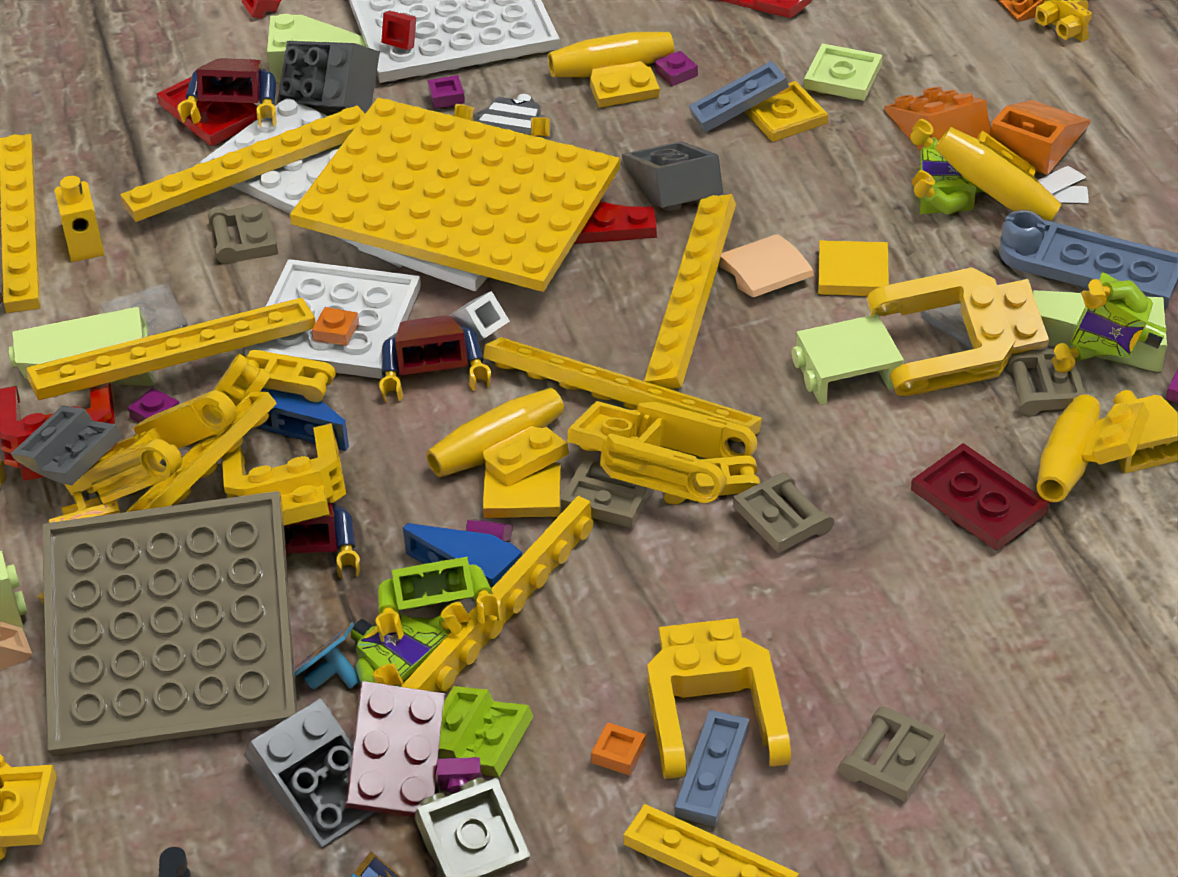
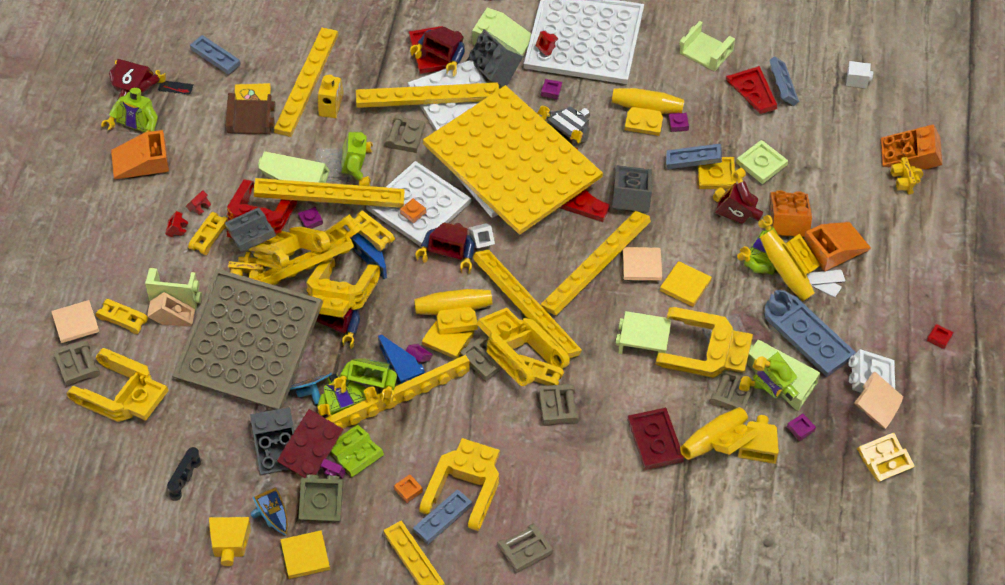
camera: 25 degrees right, 10 degrees up
(179, 279) = (353, 156): none -> lime torso
(857, 124) = (737, 201): none -> dark red torso

